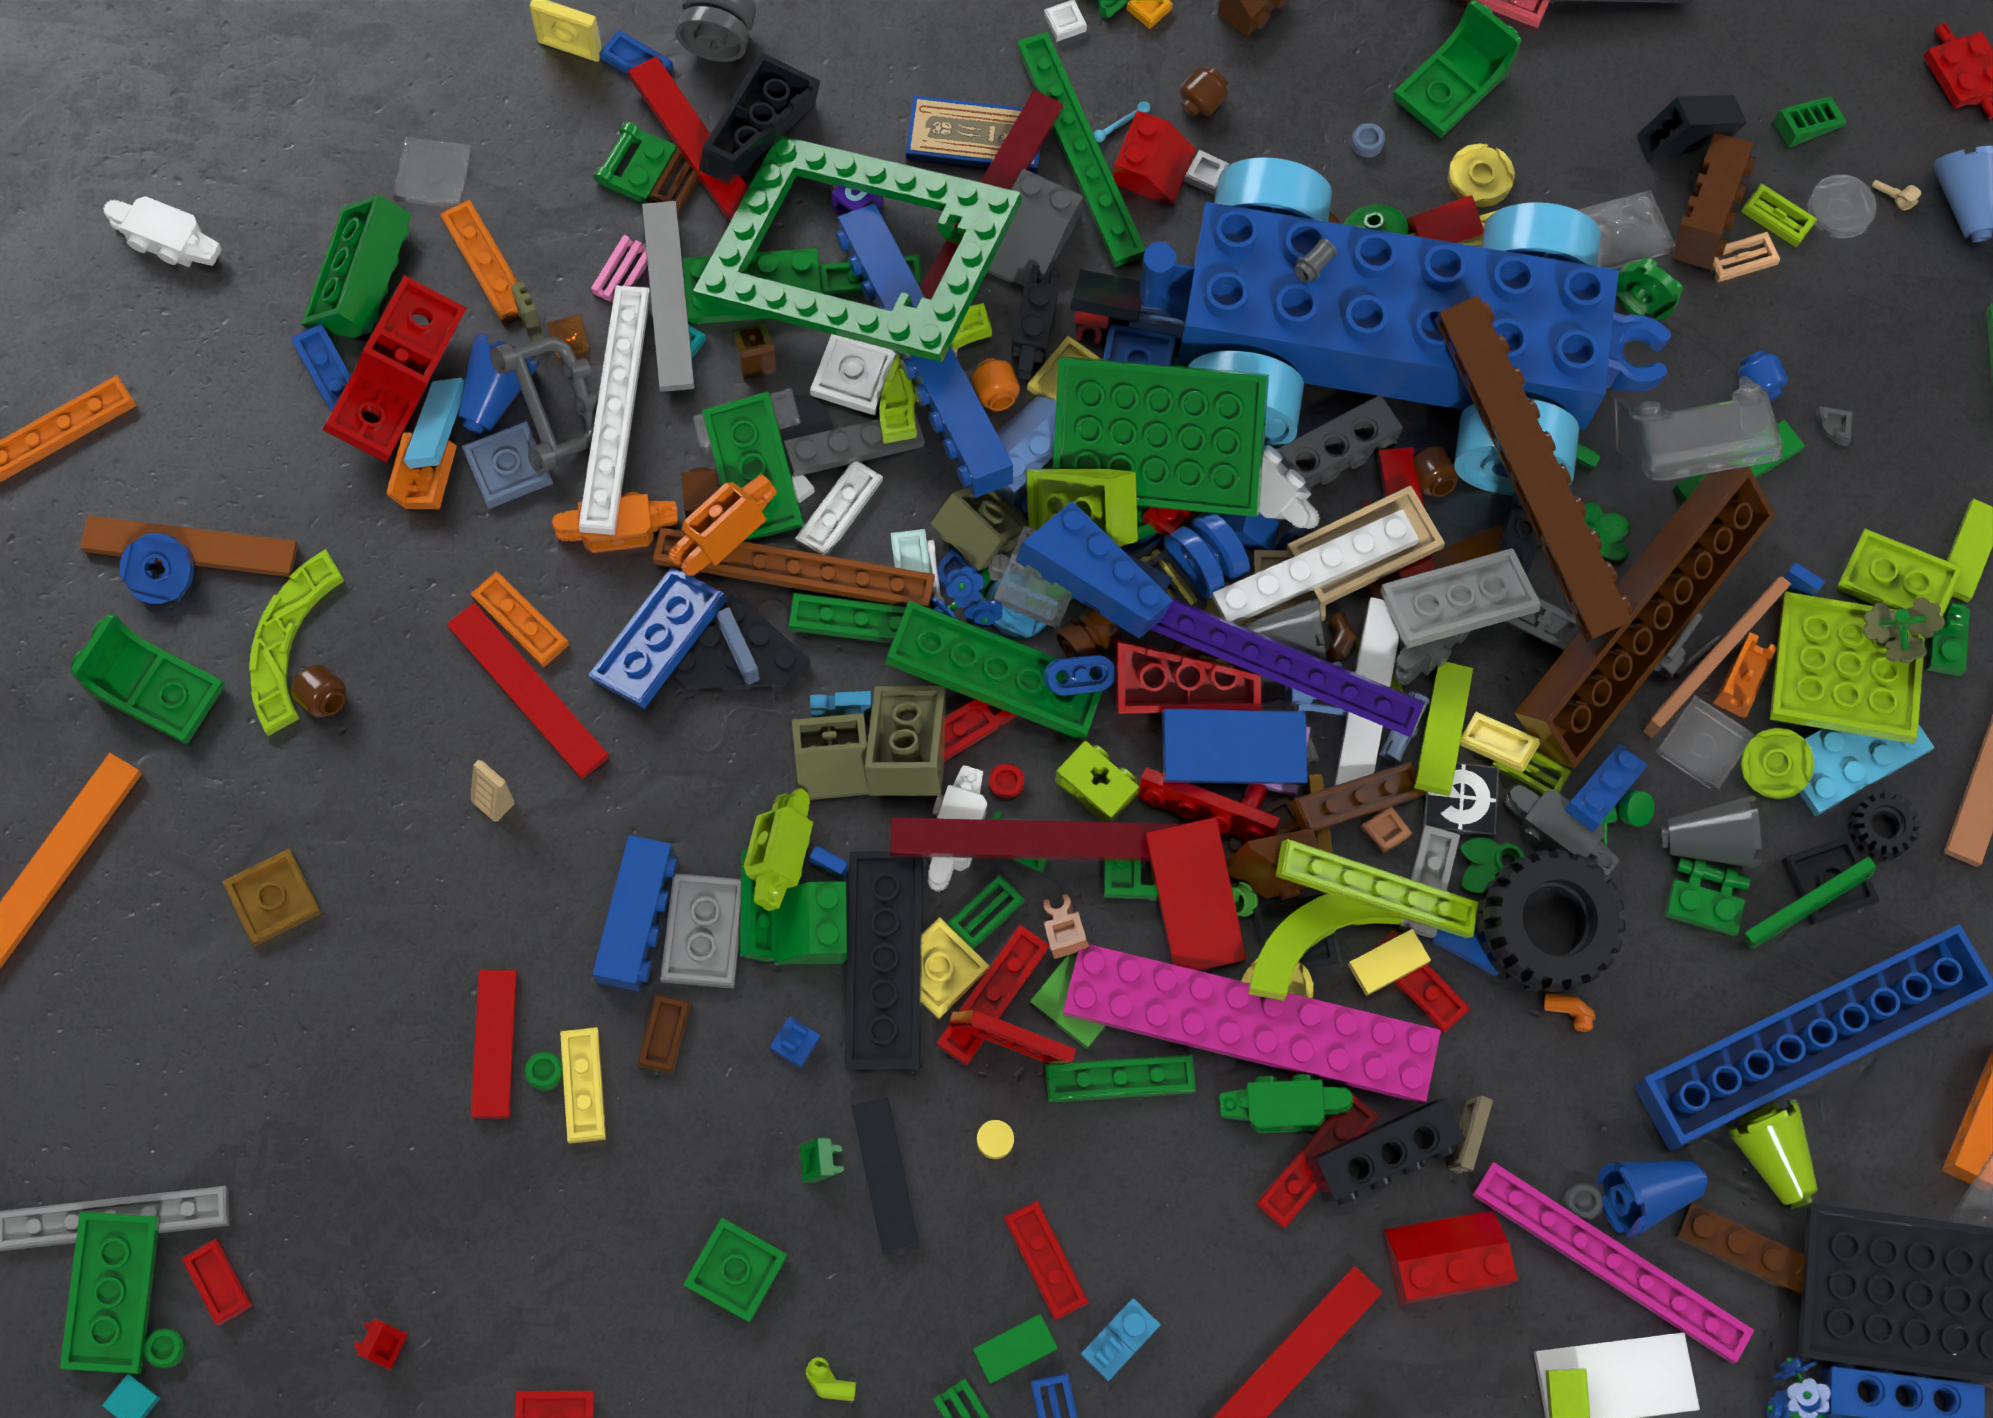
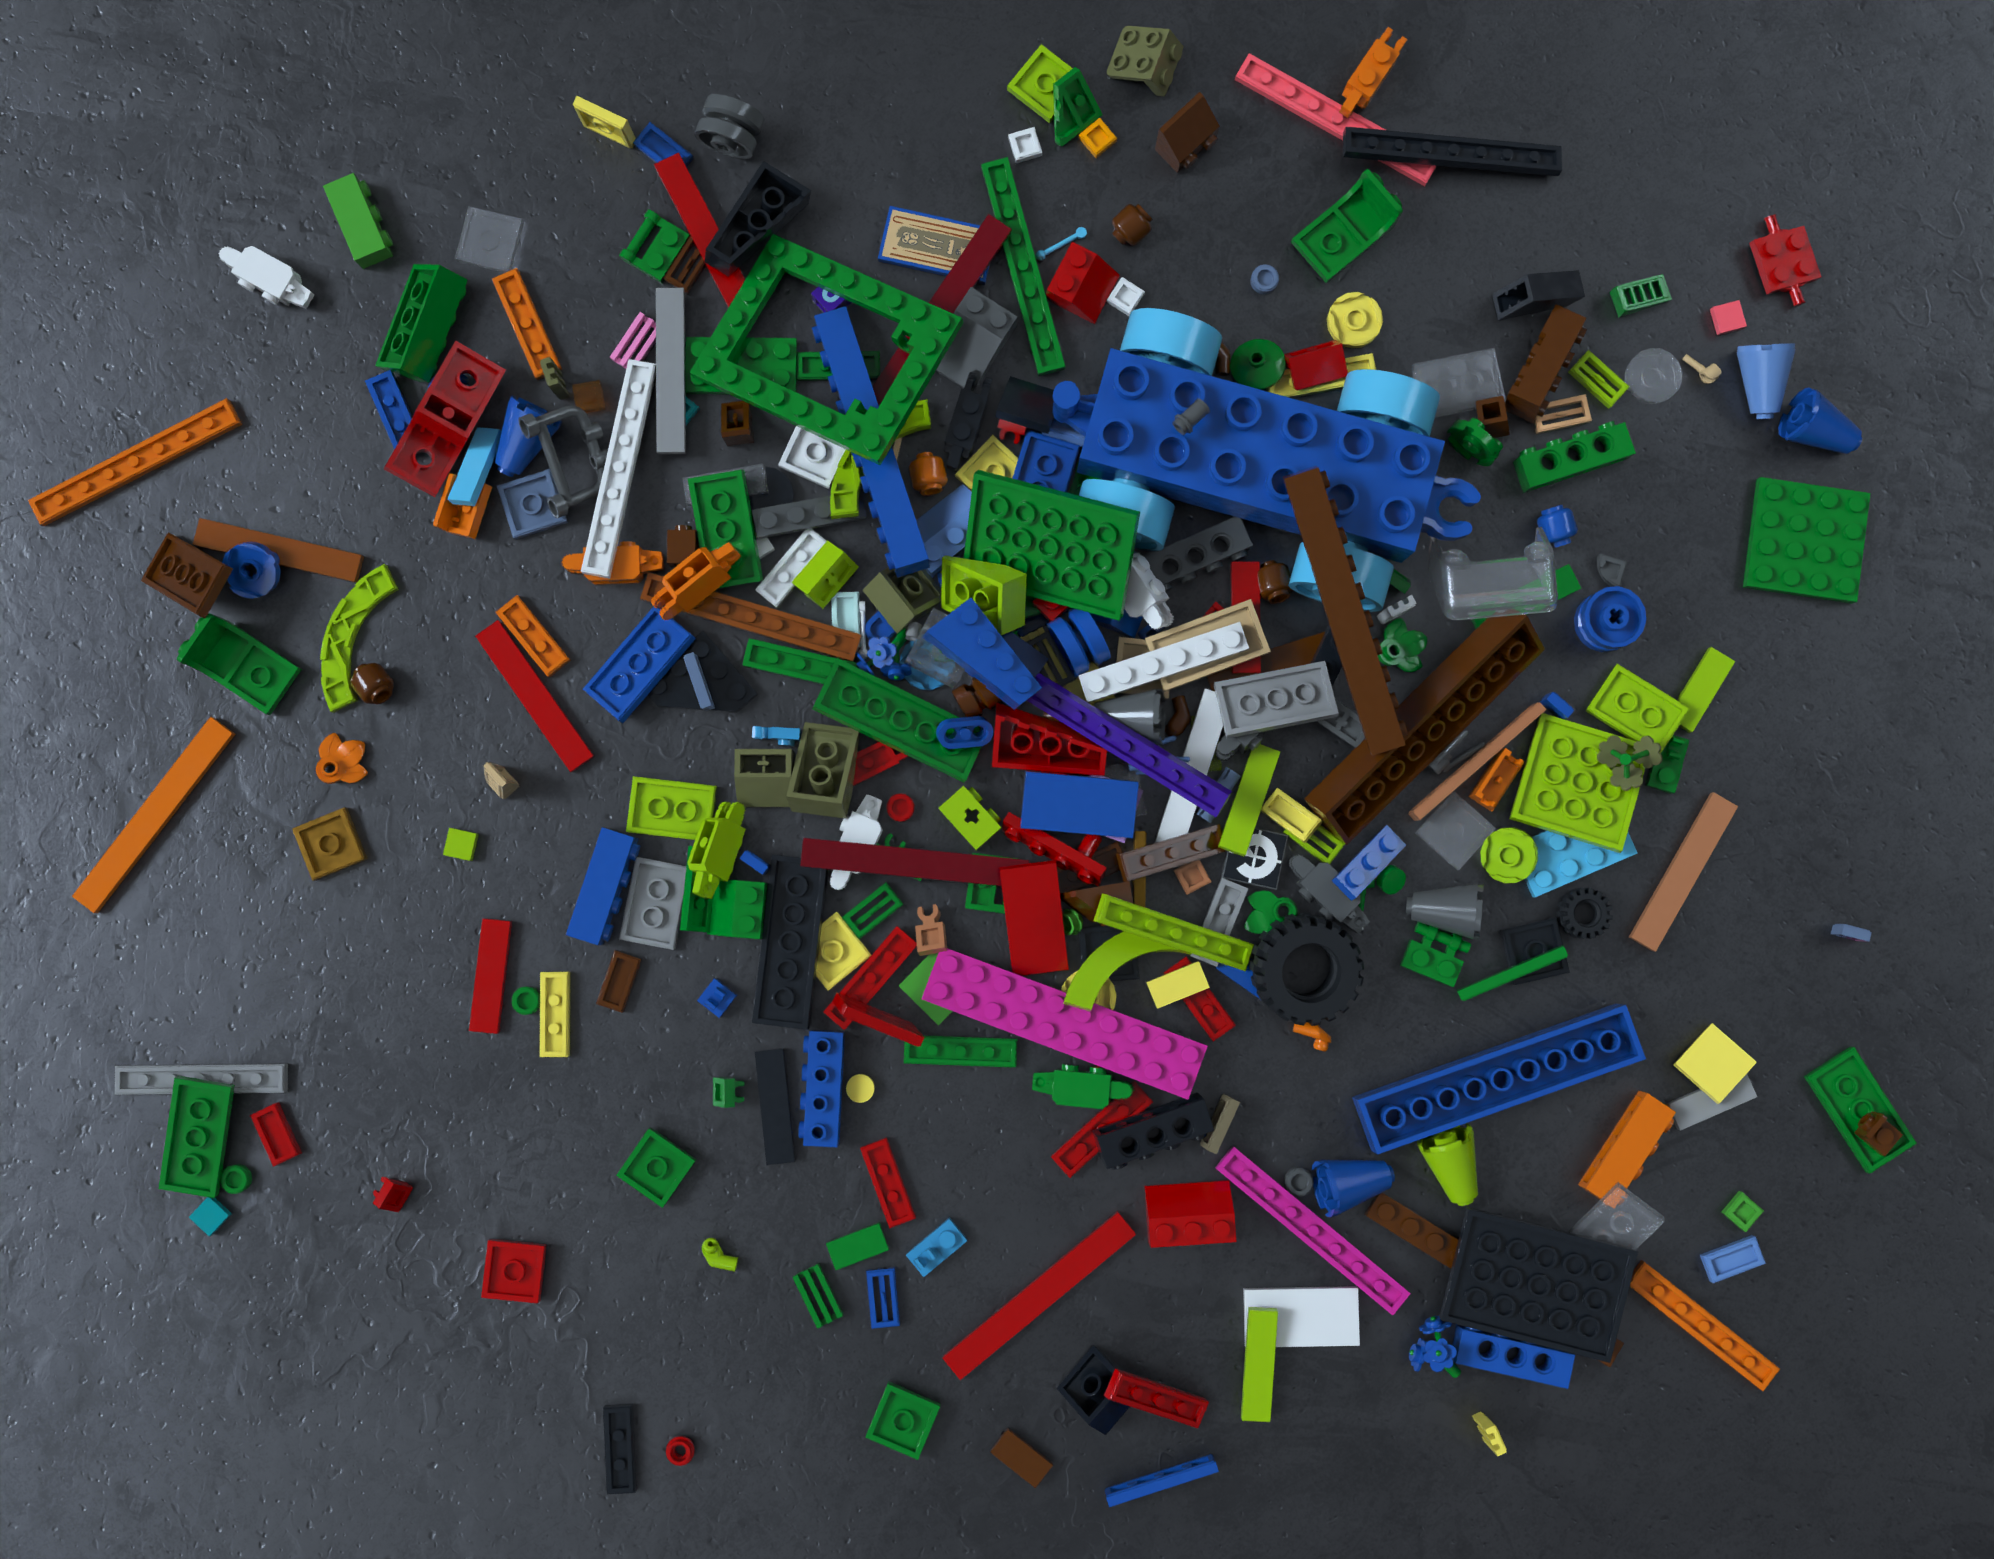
camera: 10 degrees right, 15 degrees up
(77, 576) = (186, 575): none -> reddish brown tile
(274, 161) = (359, 220): none -> bright green brick
(284, 786) = (344, 757): none -> orange plate
(444, 880) = (460, 844): none -> lime tile
(711, 809) = (669, 807): none -> lime tile
(882, 510) = (825, 574): none -> lime hinge
(948, 1142) = (823, 1088): none -> blue brick
(1592, 481) = (1396, 610): none -> white tile
(1667, 255) = (1493, 416): none -> reddish brown brick
(1724, 325) = (1616, 445): none -> green brick
(1846, 475) = (1626, 617): none -> blue wheel
(1915, 136) = (1728, 317): none -> coral tile

